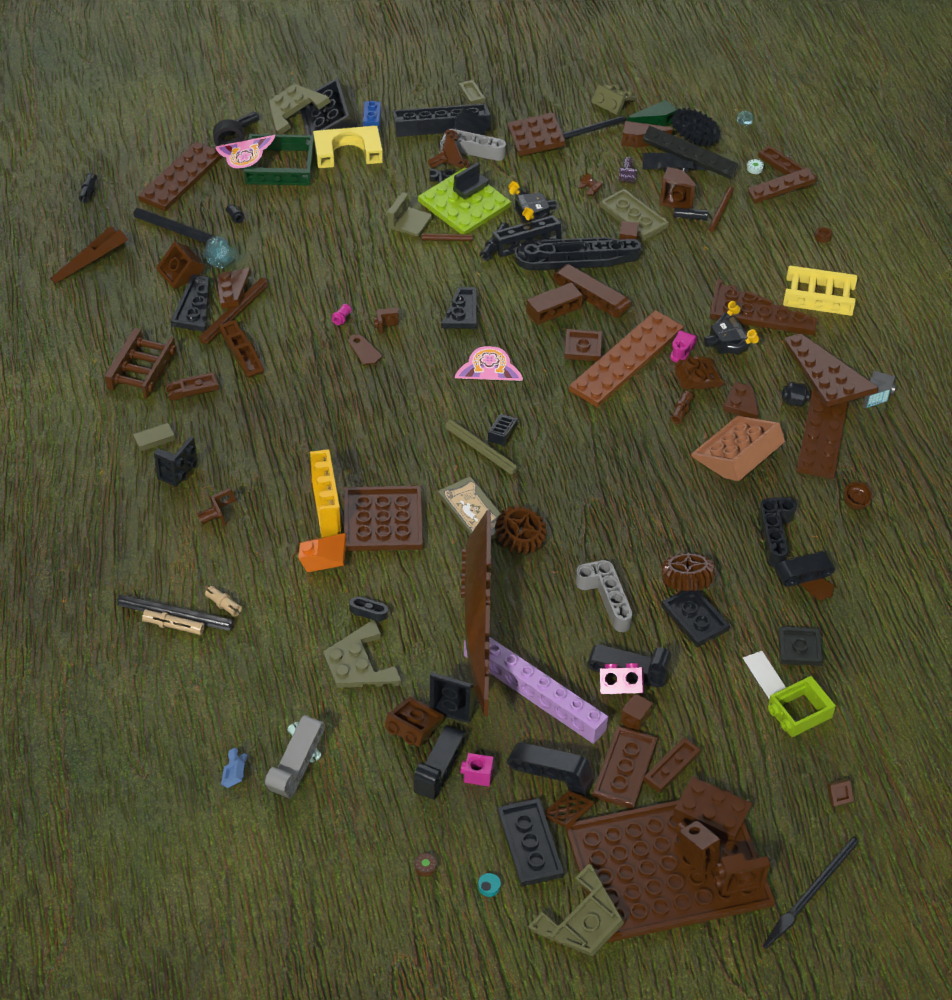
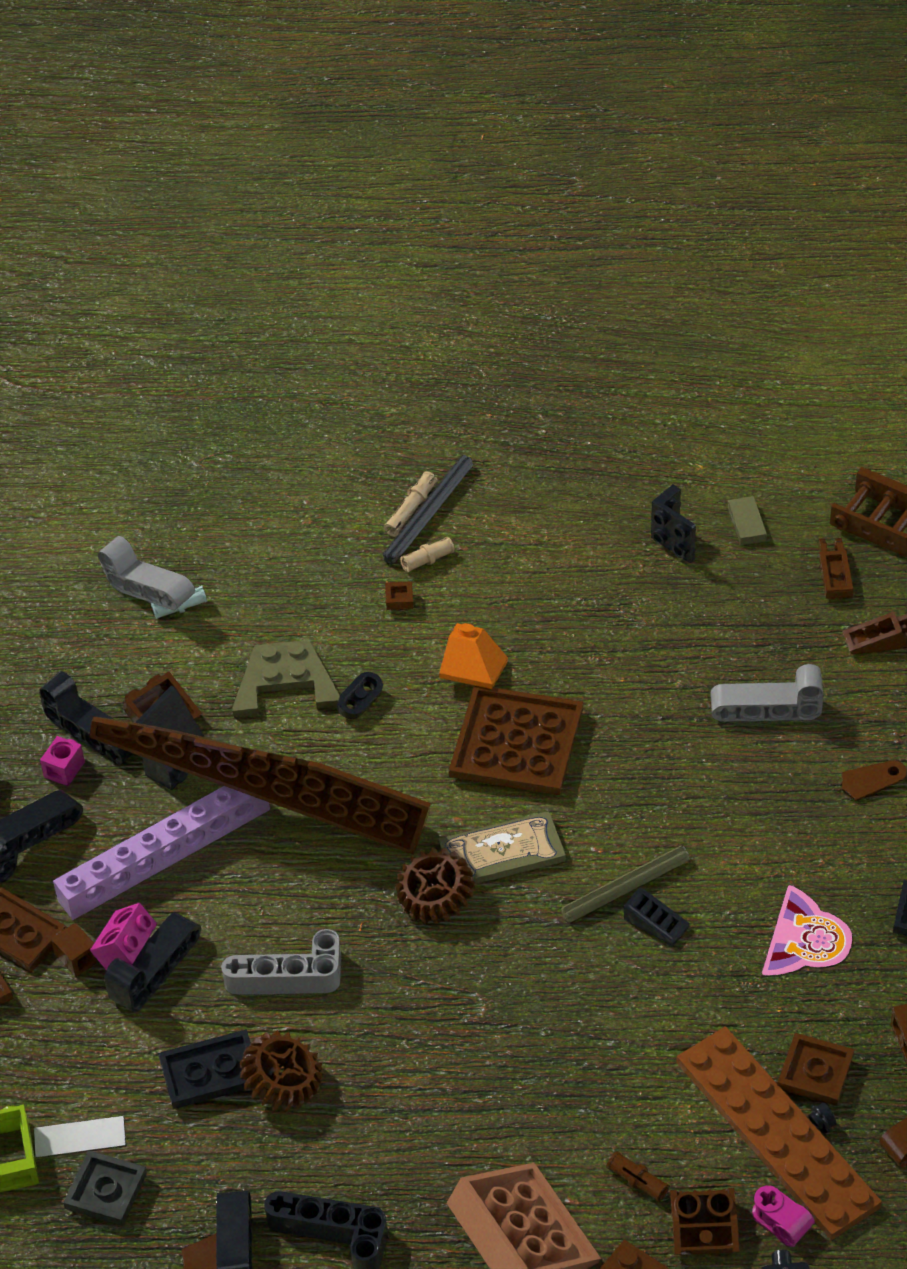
camera: 110 degrees right, 0 degrees up
(214, 511) = (584, 564): reddish brown bracket -> none
(233, 772) = (163, 532): medium blue plate -> none
(267, 608) = (399, 595): none -> reddish brown plate
(317, 396) = (770, 700): none -> light grey beam
(325, 493) = (555, 668): yellow window -> none
(612, 338) = (822, 1117): none -> black plate

